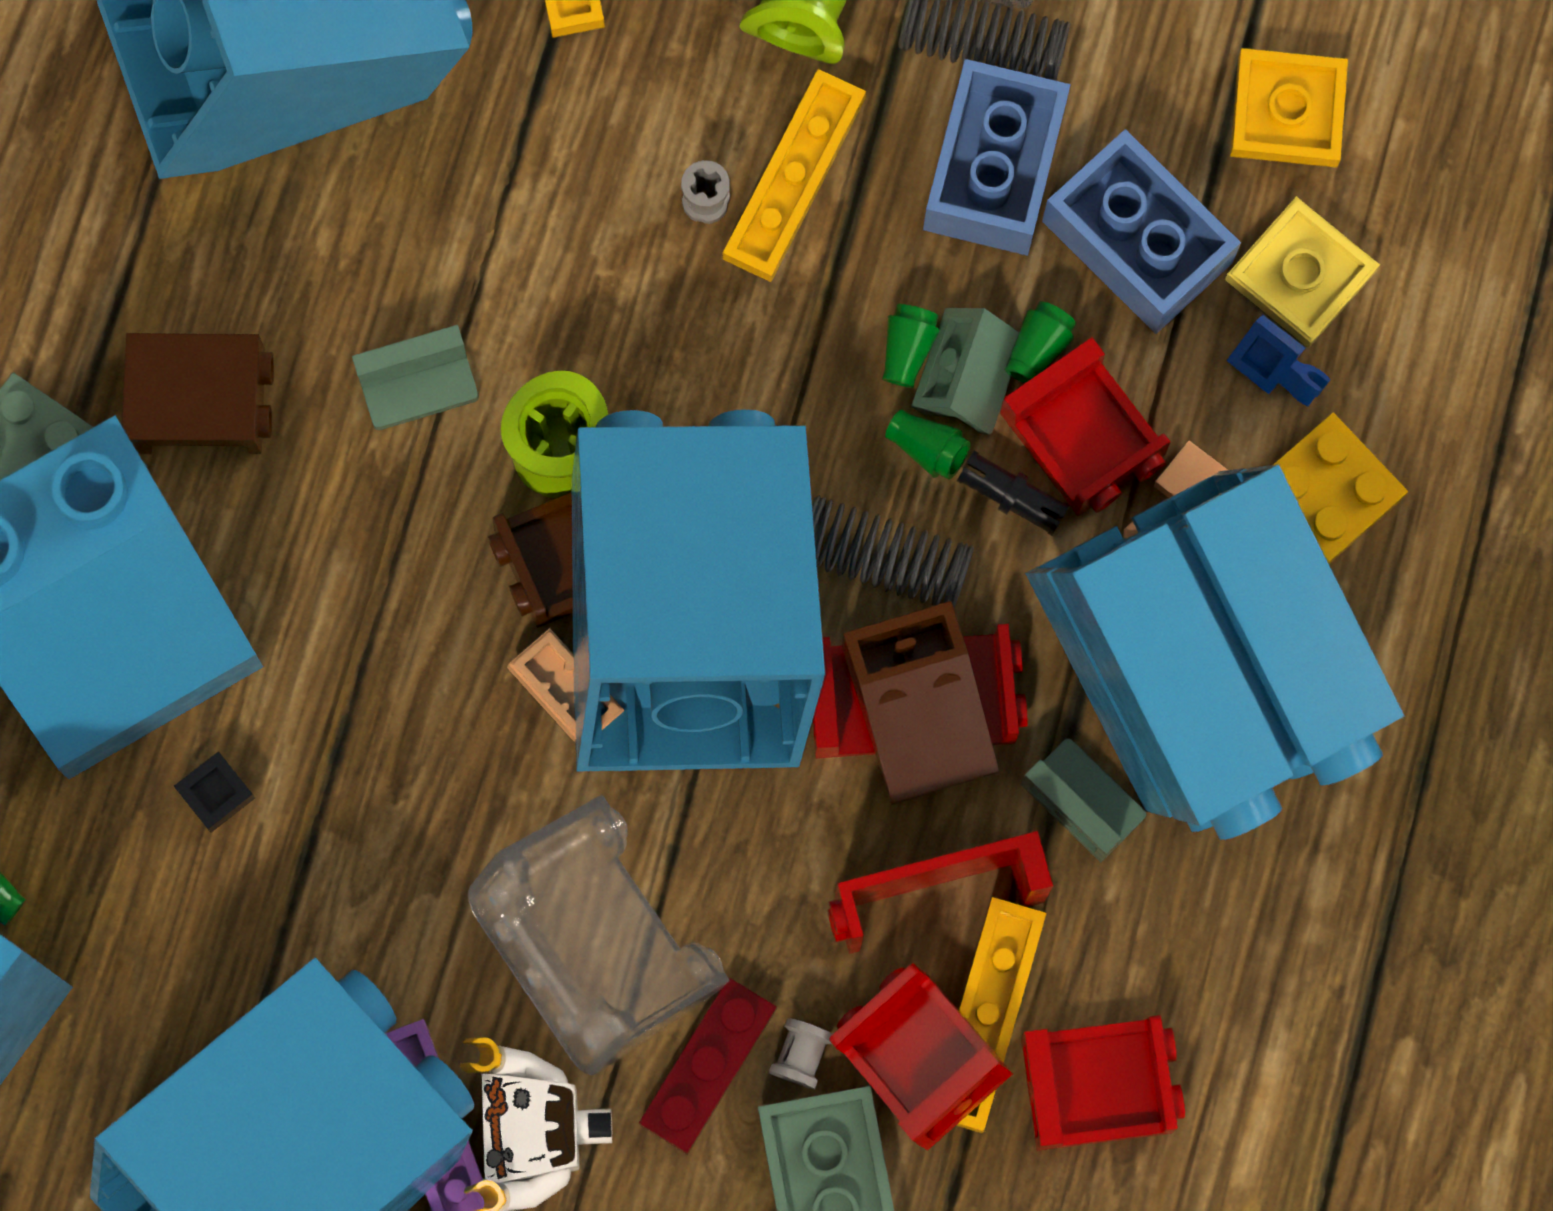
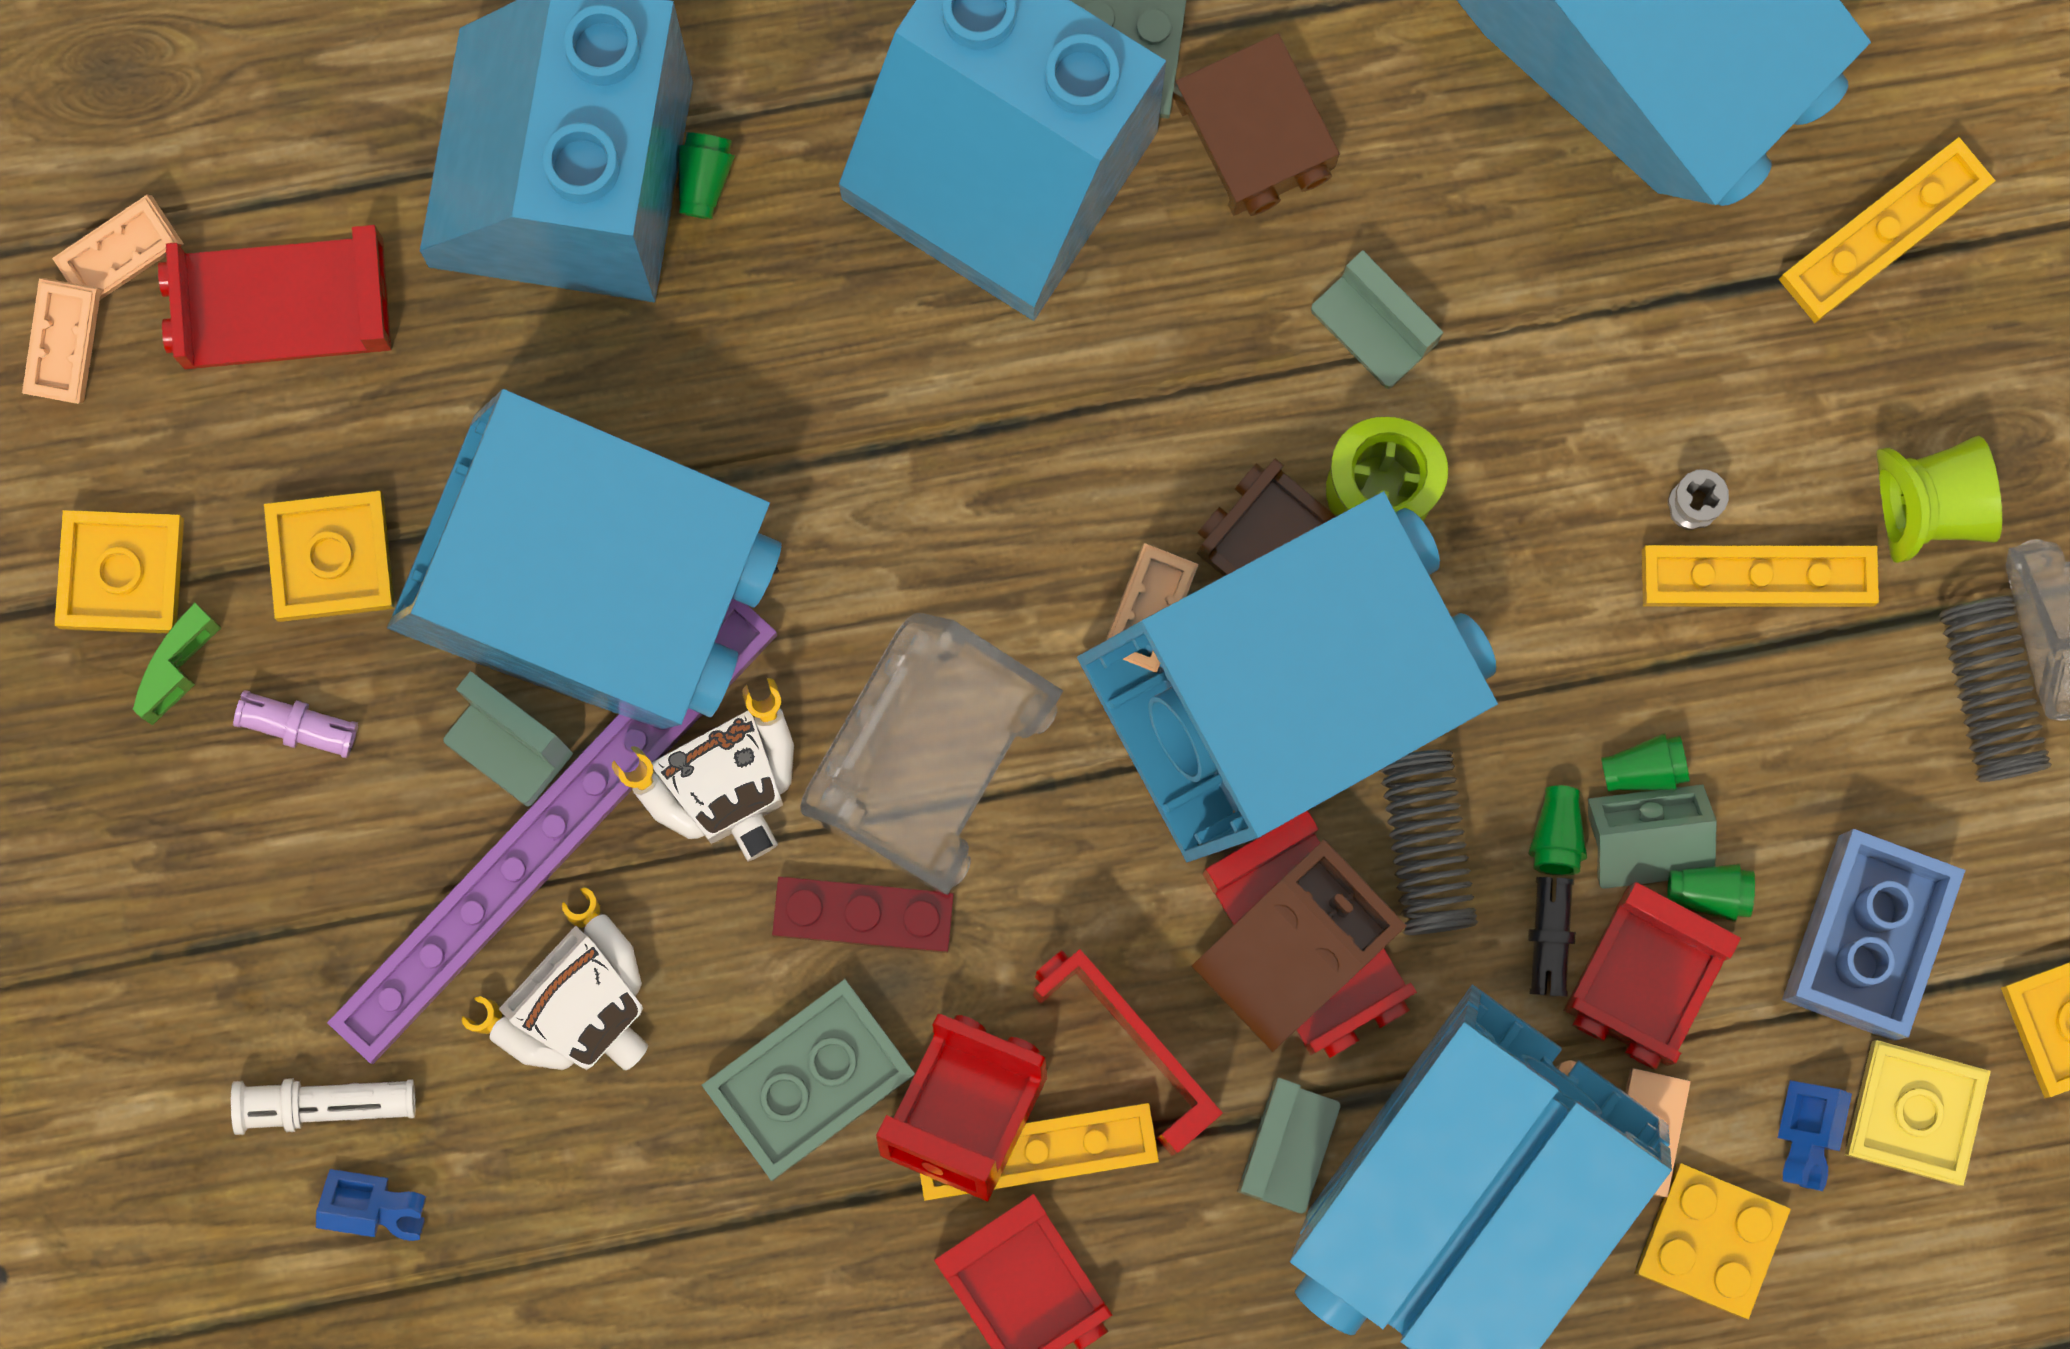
camera: 60 degrees right, 5 degrees up
(214, 792) = (892, 336): black plate -> none
(801, 1053) = (914, 995): light grey bush -> none
(996, 157) = (1876, 759): medium blue brick -> none

